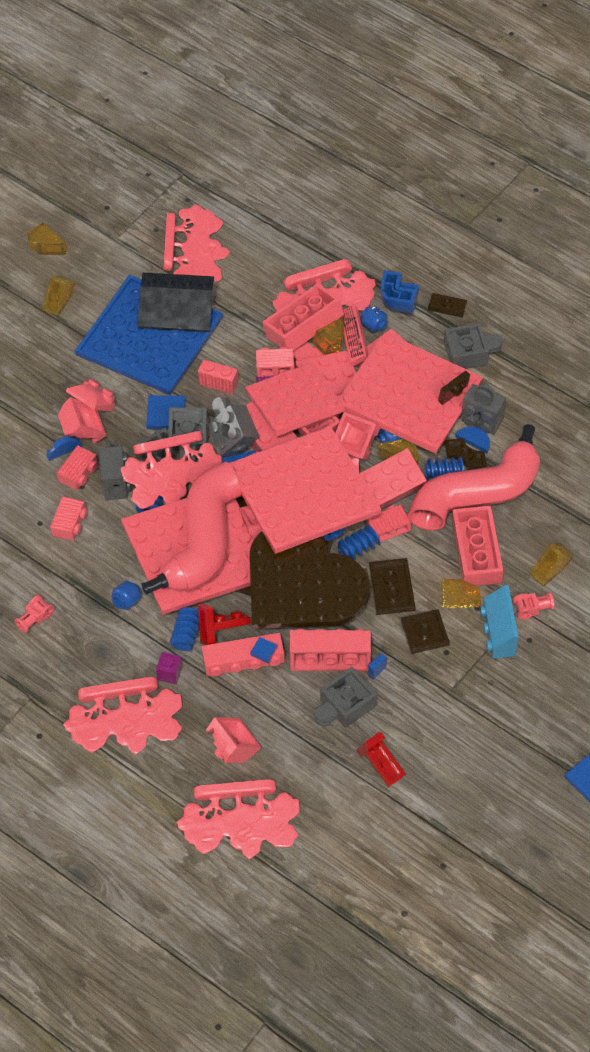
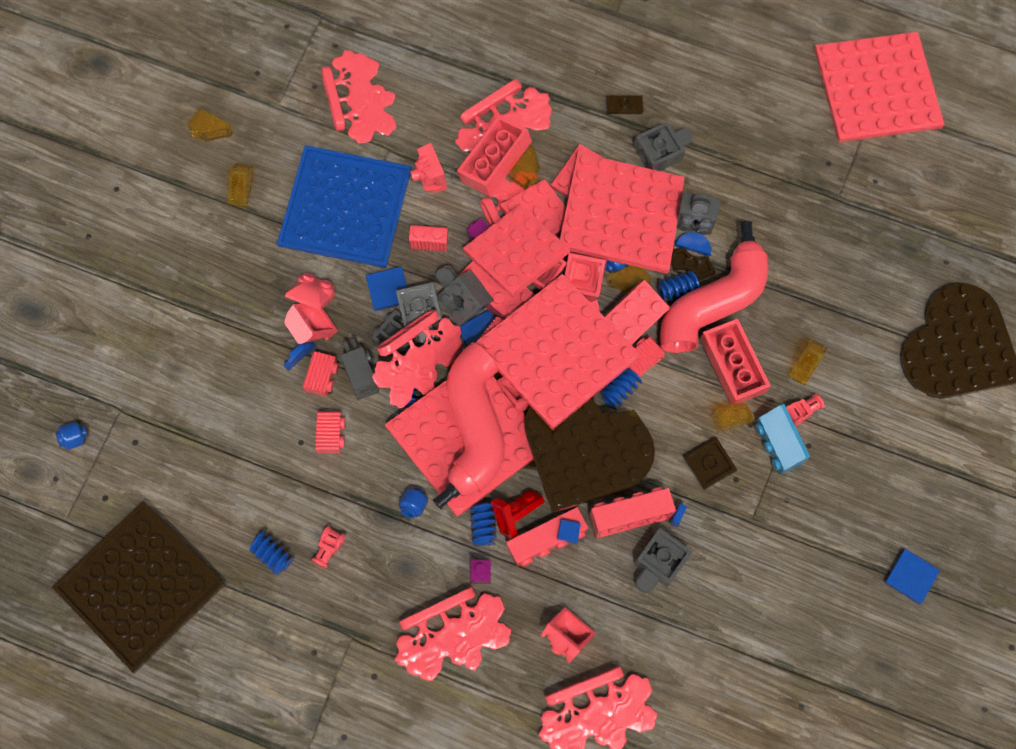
camera: 20 degrees left, 15 degrees up
(176, 302) = (363, 167): black slope -> none
(237, 318) = (429, 170): none -> coral brick
(274, 361) = (482, 212): coral brick -> none
(354, 336) = (548, 162): coral tile -> none
(374, 319) = (561, 138): blue head -> none
(381, 759) = (709, 611): red bracket -> none
(392, 586) = (664, 423): dark brown tile -> none
(397, 294) = (577, 106): blue brick -> none
(454, 387) = (667, 199): dark brown plate -> none

